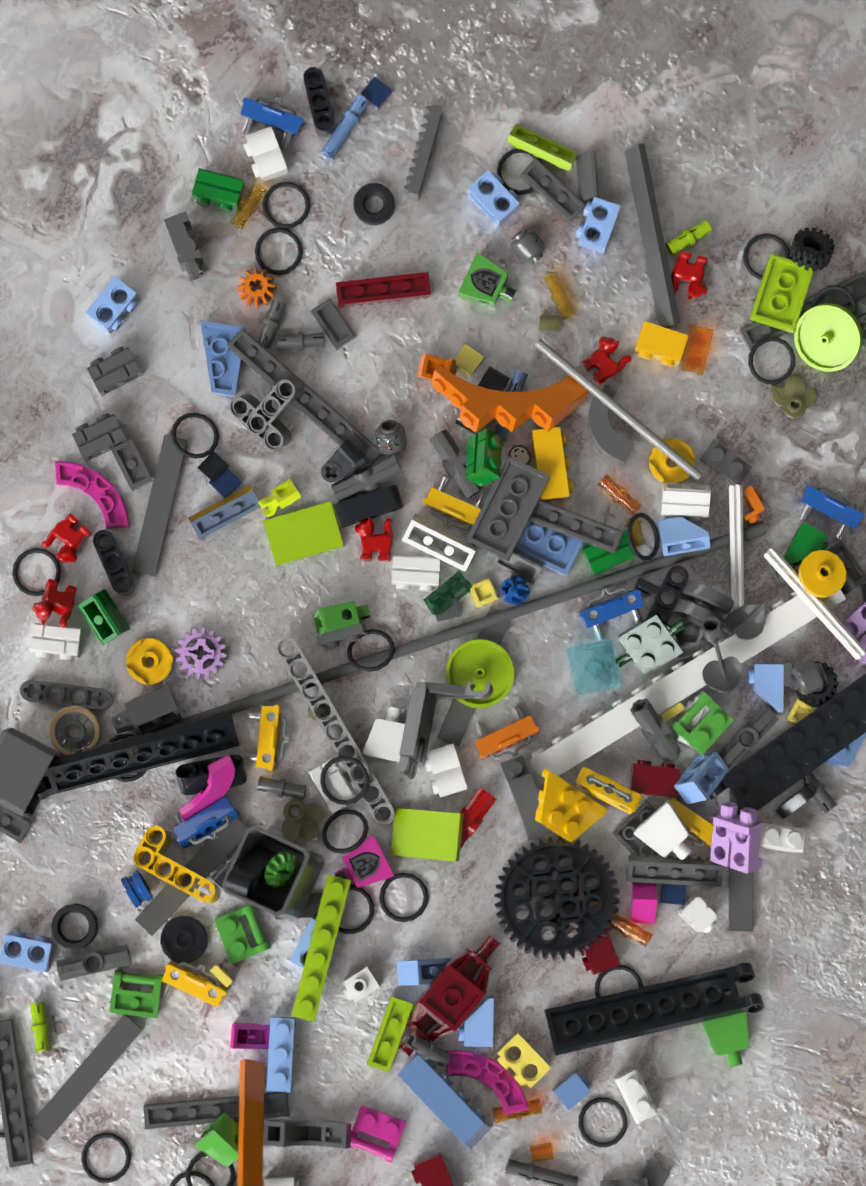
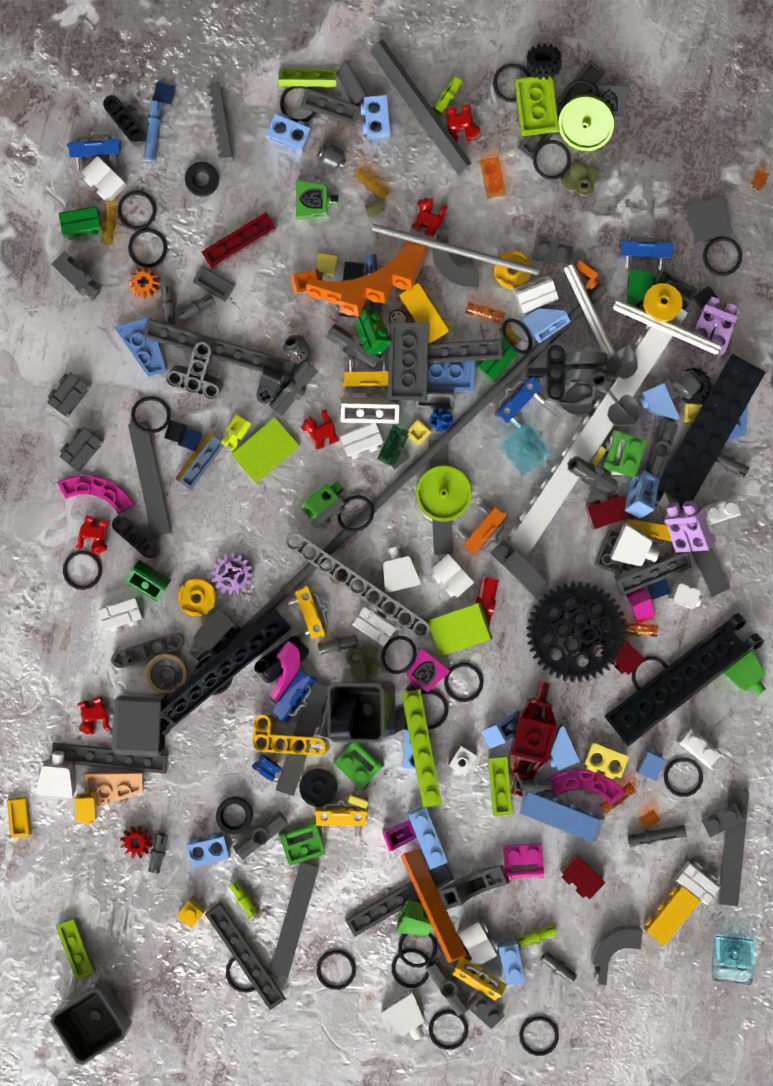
camera: 20 degrees left, 5 degrees up
(55, 601) = (107, 585): red animal -> none
(107, 302) = (38, 345): light blue brick -> none
(131, 465) = (114, 458): dark grey plate -> none
(282, 861) = (365, 700): bright green gear -> none
(365, 774) = (398, 618): black piece -> none
(368, 505) = (303, 407): black beam -> none
(420, 719) = (416, 548): dark grey hinge -> none
(566, 808) = (553, 563): yellow wing -> none
(629, 799) = (559, 537): yellow piece -> none
(651, 643) = (559, 412): plate -> none
(660, 344) = (464, 185): yellow brick -> none
(796, 801) = (718, 479): black beam -> none

